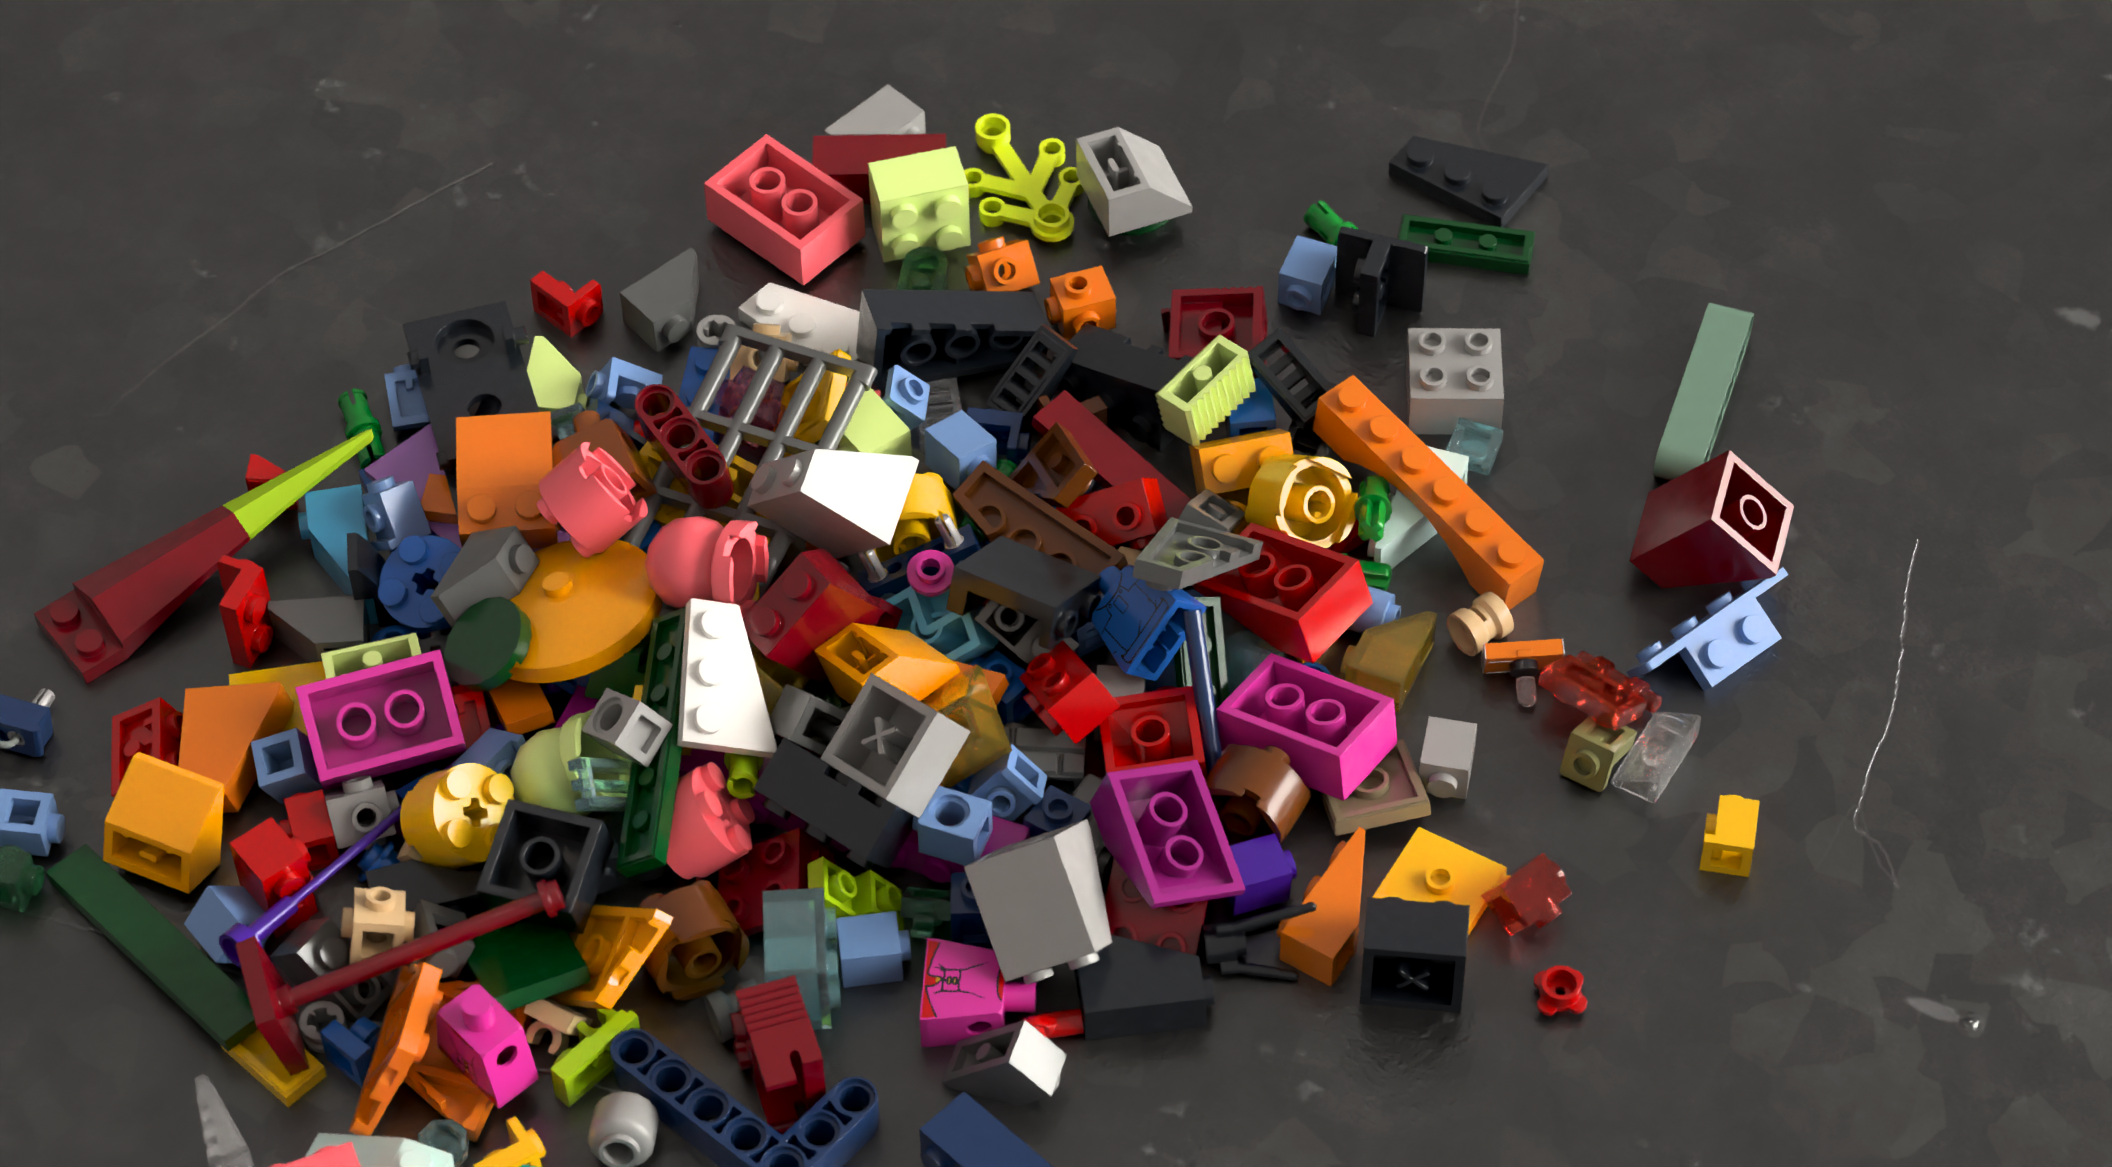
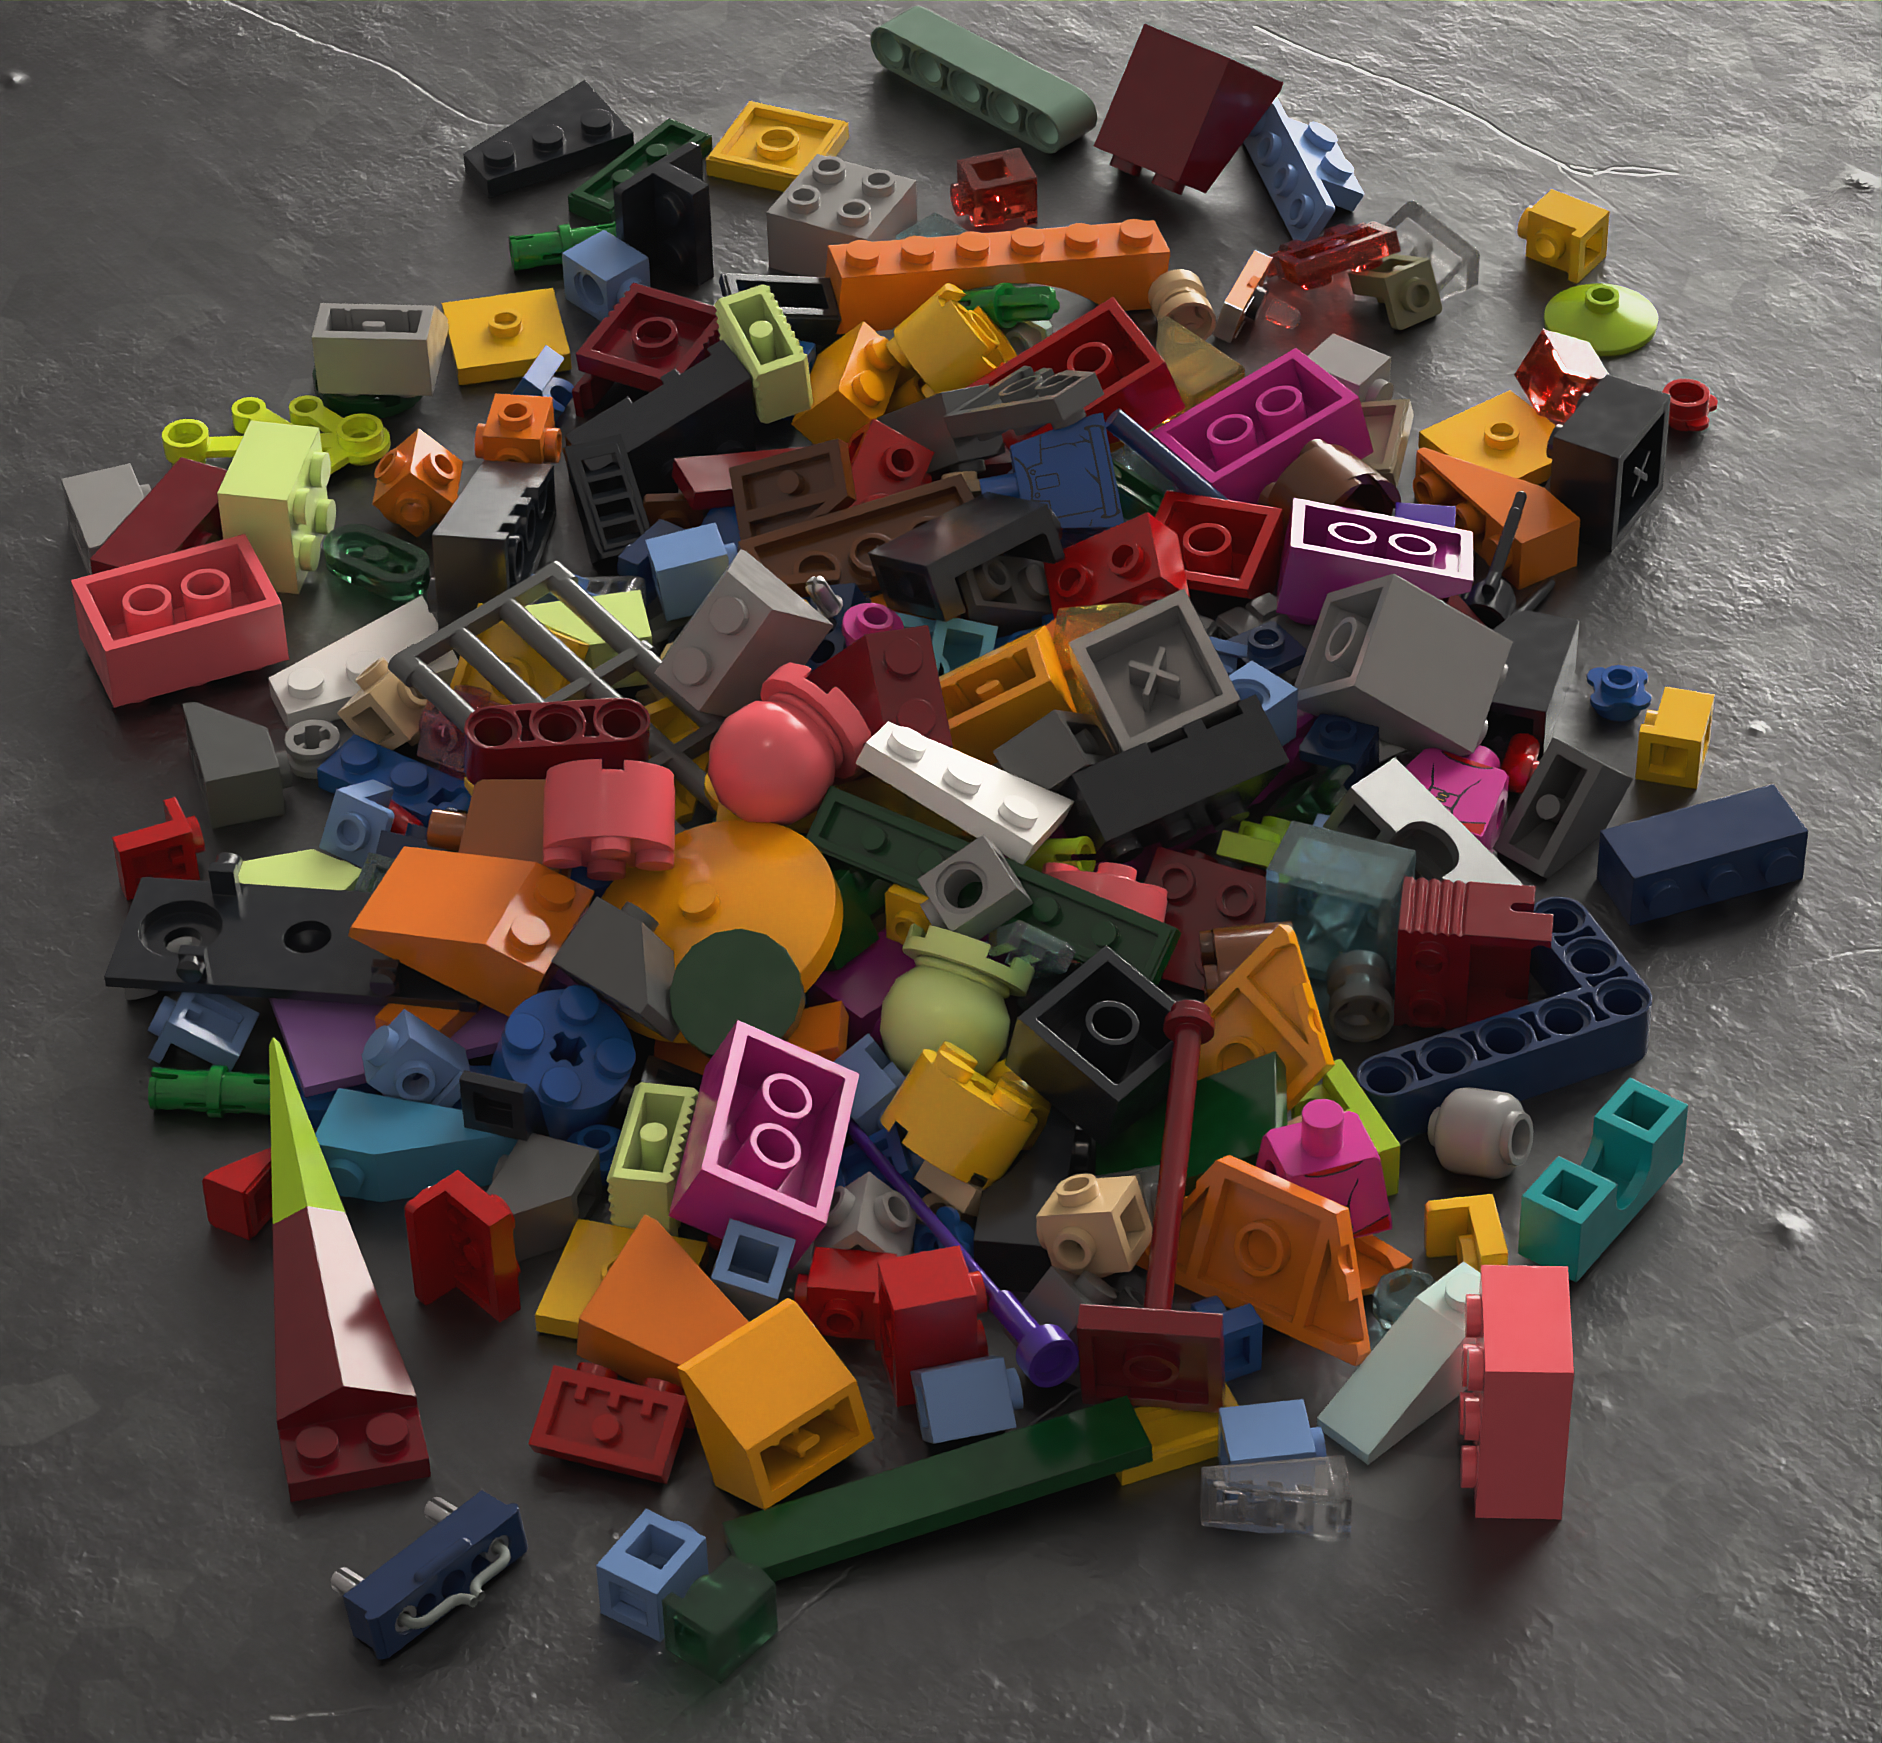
camera: 65 degrees left, 10 degrees down
(259, 1111) = (1267, 1434): none -> medium blue brick
(862, 1037) = (1401, 812): none -> arch
(1129, 1112) = (1675, 739): none -> yellow brick
(1156, 287) = (539, 381): none -> tile
(1175, 1071) = (1619, 691): none -> blue plate
(1221, 248) = (504, 334): none -> yellow plate
(1547, 310) = (774, 145): none -> yellow tile
(1559, 455) = (995, 188): none -> clear red brick
(1654, 915) = (1604, 315): none -> lime dish

